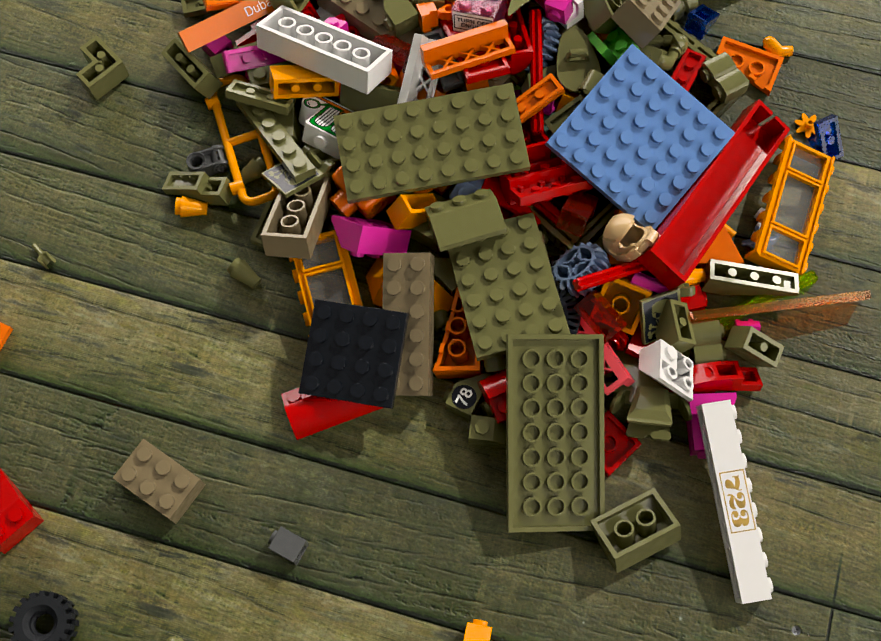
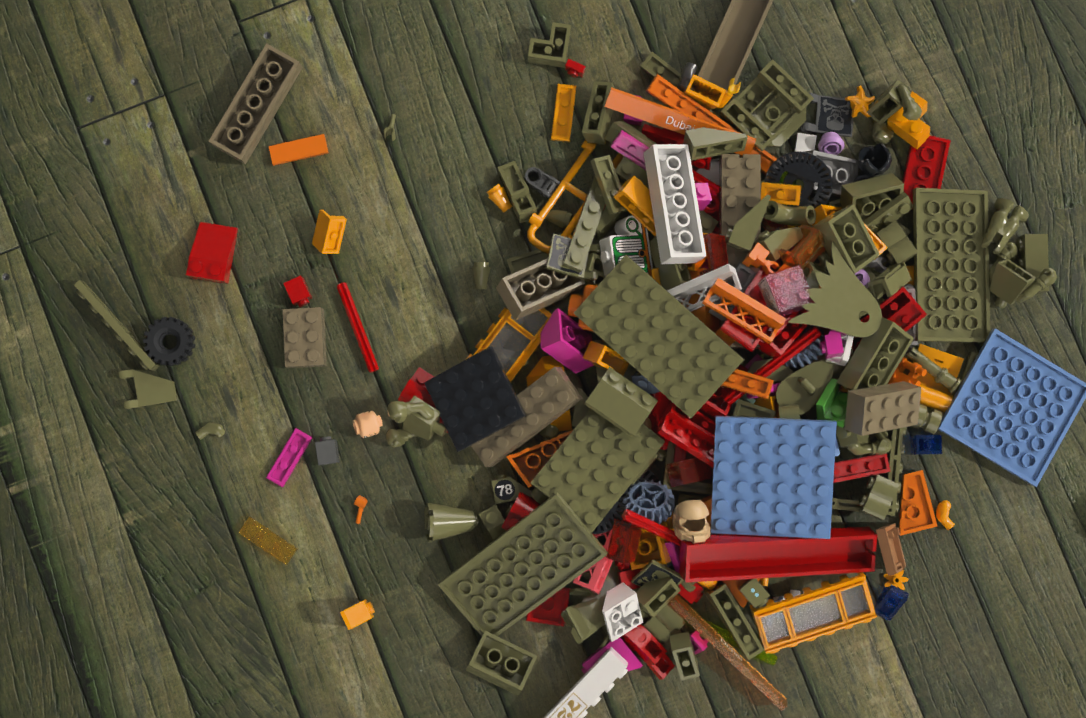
camera: 50 degrees right, 15 degrees up
(81, 380) = (328, 233): none -> light orange panel
(109, 453) = (298, 291): none -> red brick
(137, 65) = (574, 68): none -> red plate
(166, 103) = (563, 112): none -> light orange tile
(194, 424) = (357, 327): none -> red axle
(262, 591) = (289, 457): none -> dark pink tile
(293, 484) = (367, 424): none -> light nougat head
(332, 427) = (418, 421): none -> olive torso
(366, 551) = (361, 503): none -> orange hand
(451, 477) = (447, 521): none -> olive cone
(736, 239) = (754, 593): none -> olive brick
(779, 102) = (891, 548): none -> medium nougat container

